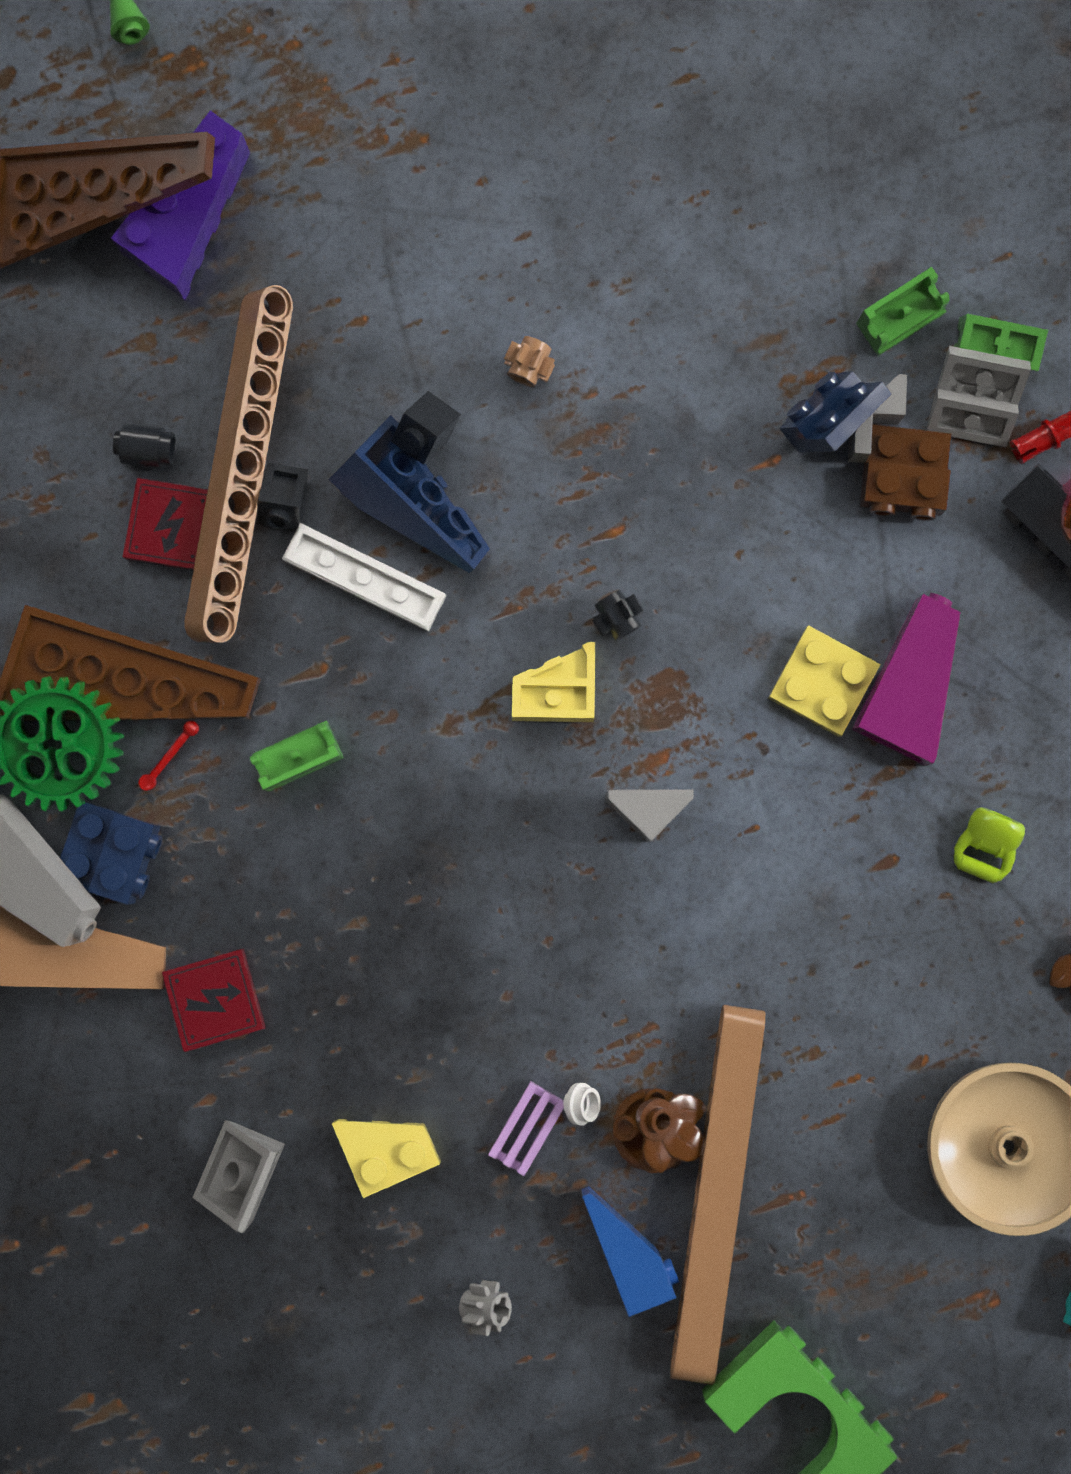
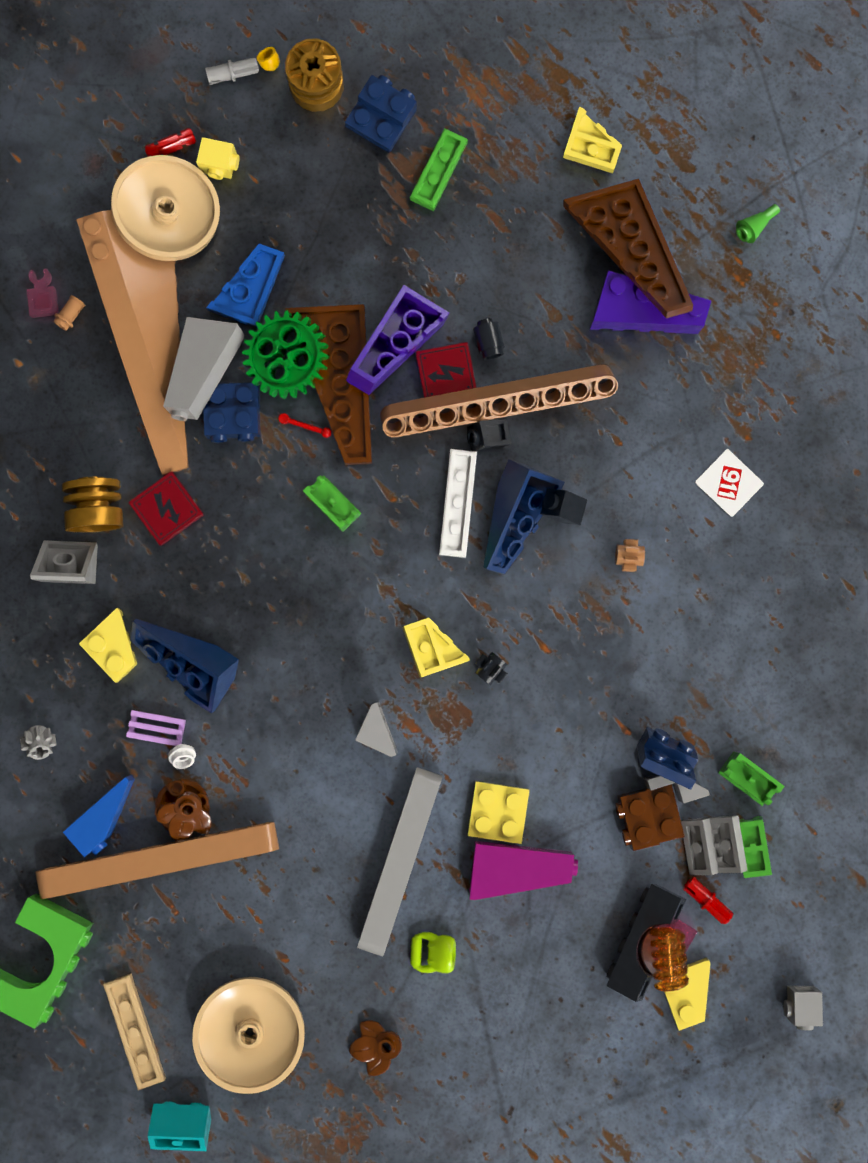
camera: 65 degrees right, 0 degrees up
(88, 567) = (400, 334): none -> dark purple wedge
(161, 1102) = (92, 505): none -> pearl gold wheel
(457, 1036) = (197, 665): none -> dark blue wedge
(478, 187) = (729, 482): none -> white sticker
(844, 845) = (399, 862): none -> light grey beam
(950, 1314) = (134, 1031): none -> tan tile

